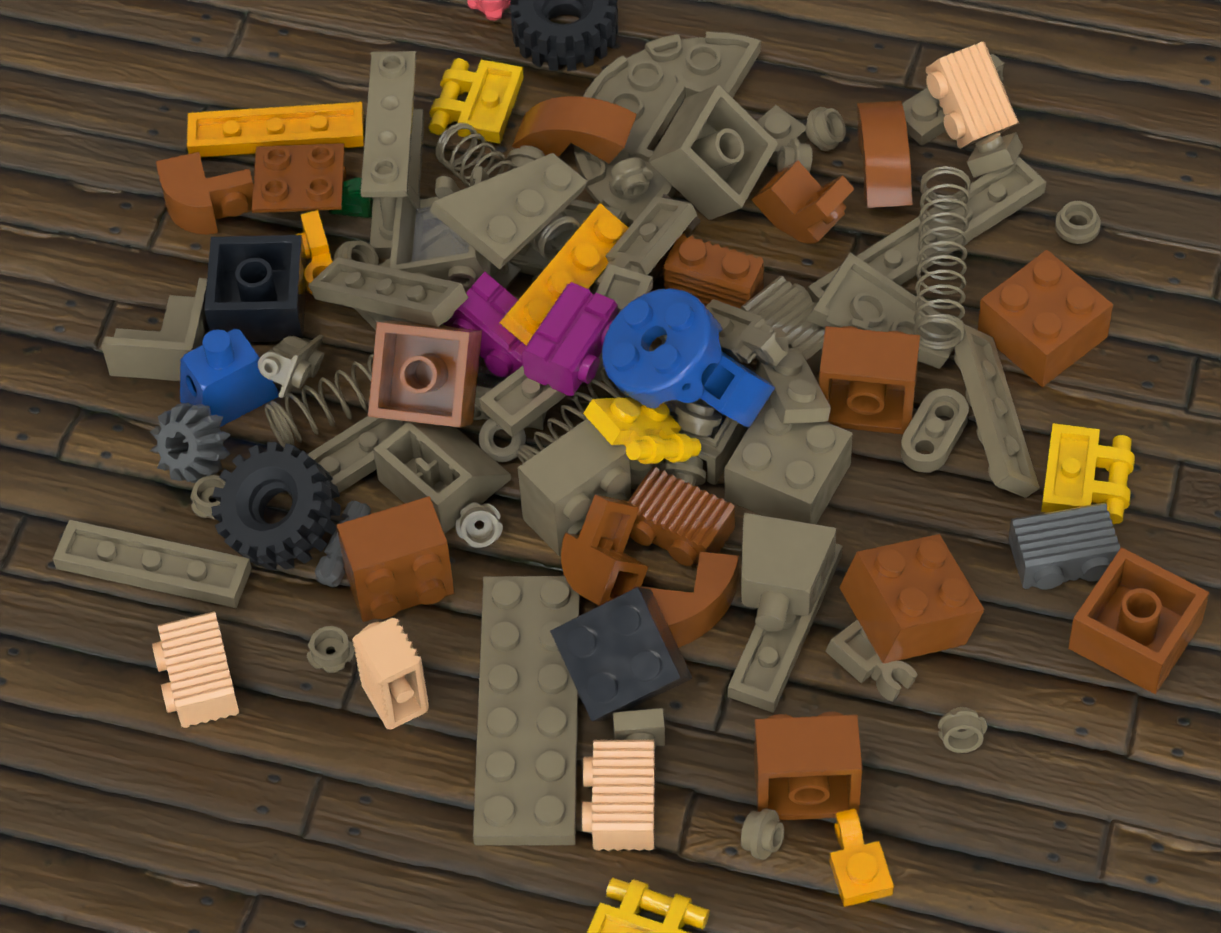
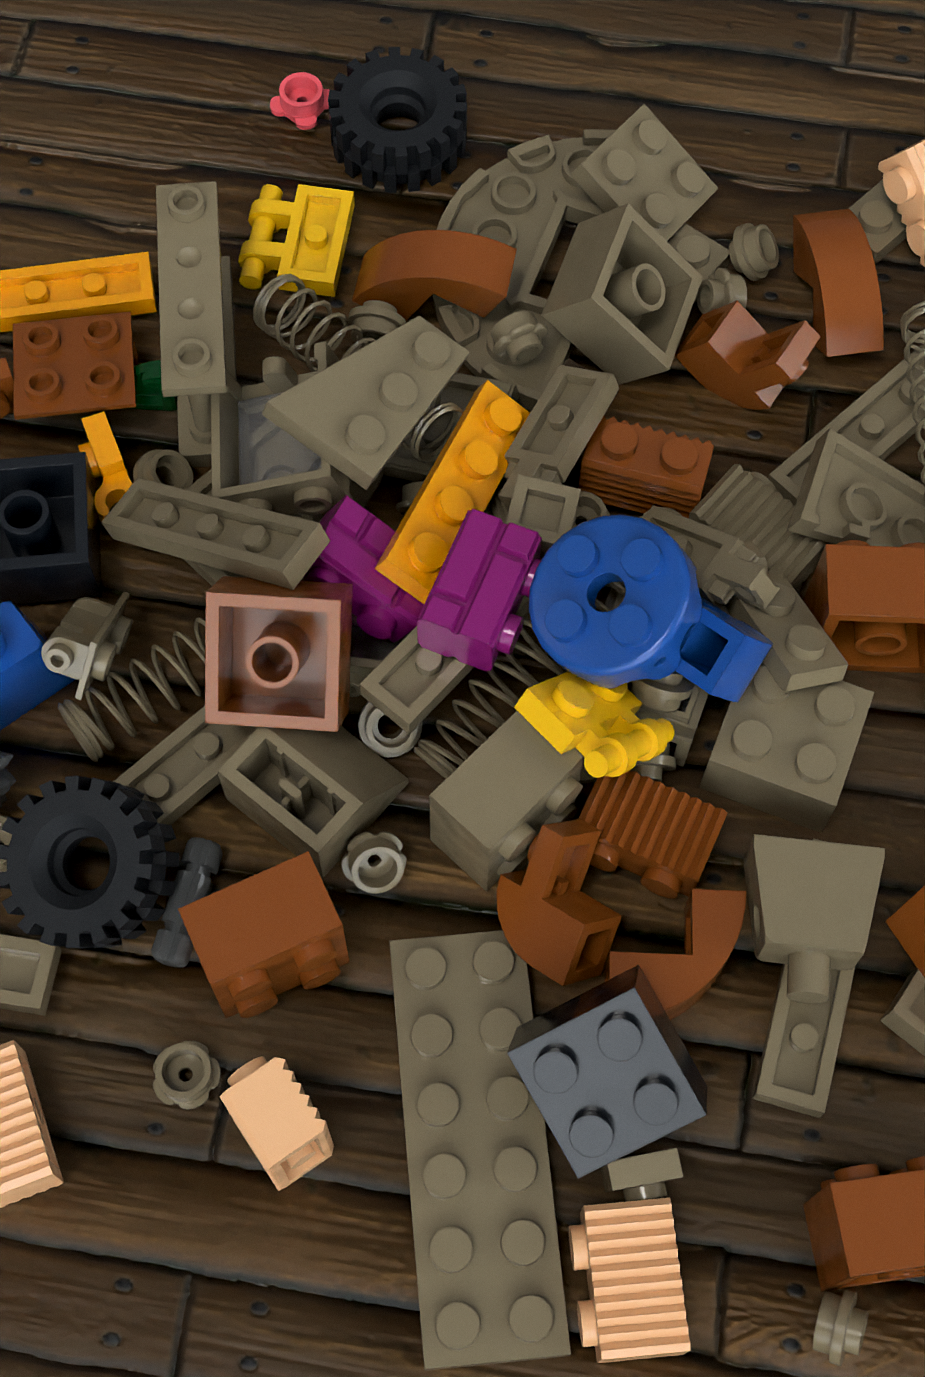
camera: 10 degrees left, 10 degrees up
(748, 68) = (648, 171): none -> dark tan plate

